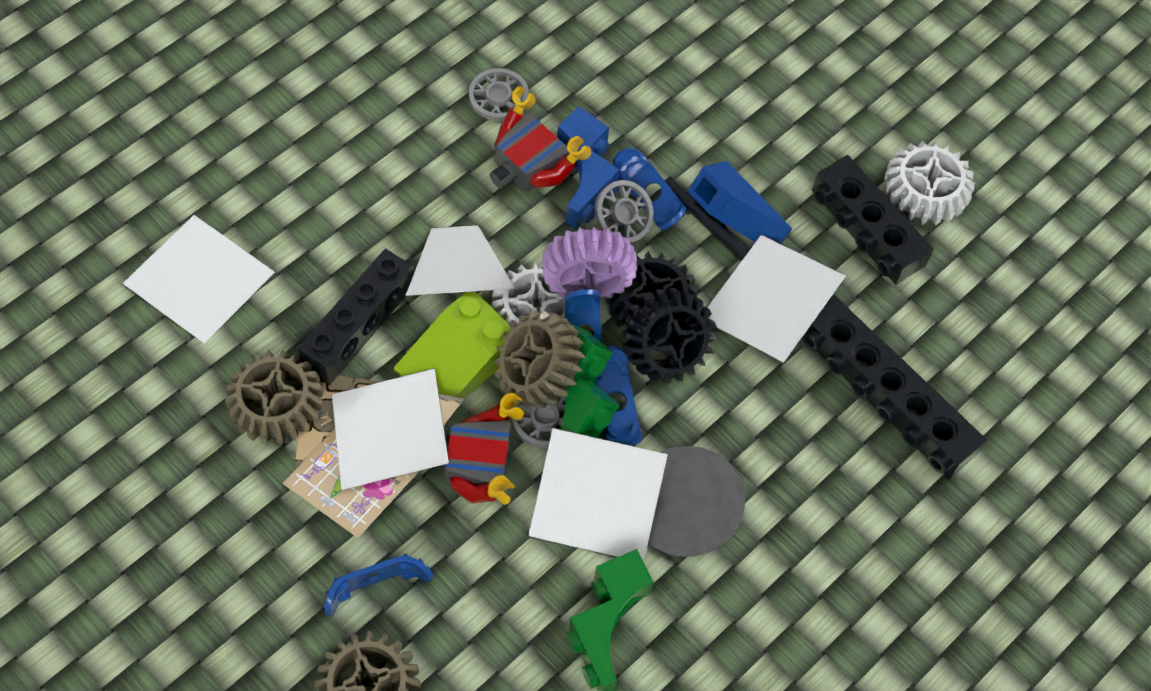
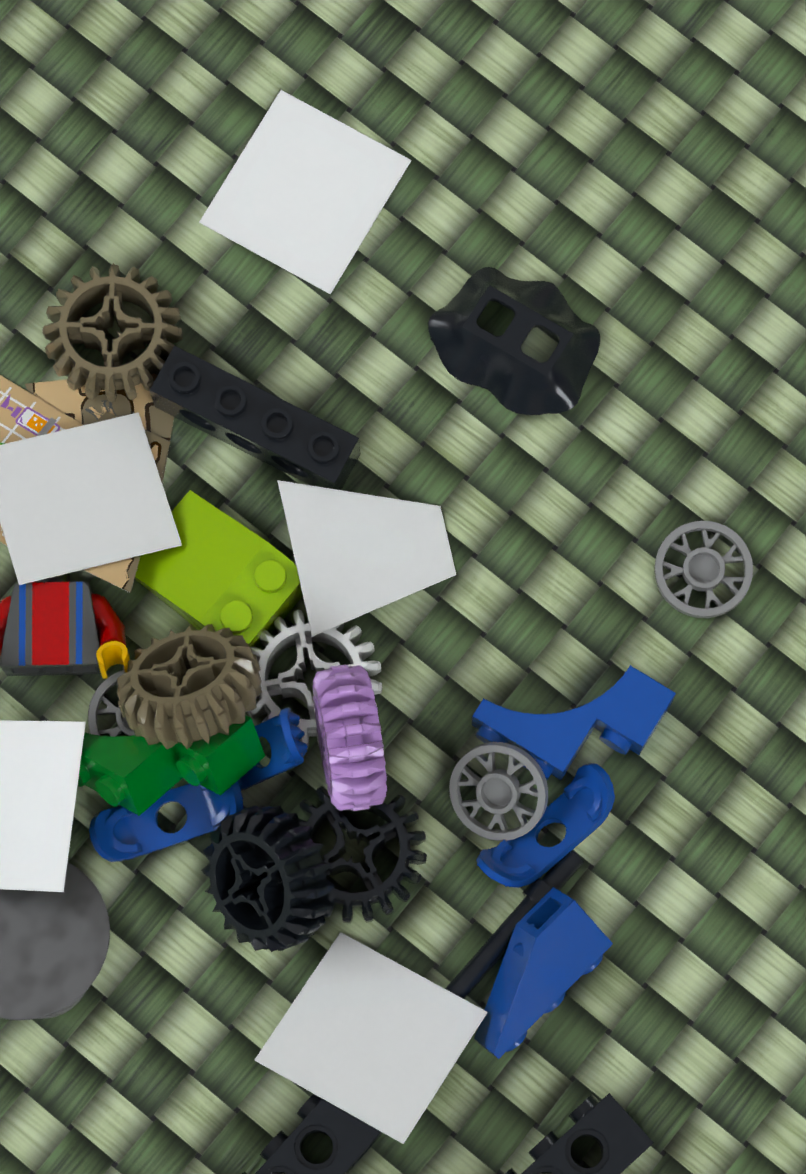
camera: 90 degrees right, 15 degrees up
(345, 179) = (498, 361): none -> black piece
(531, 152) = (588, 631): torso -> none

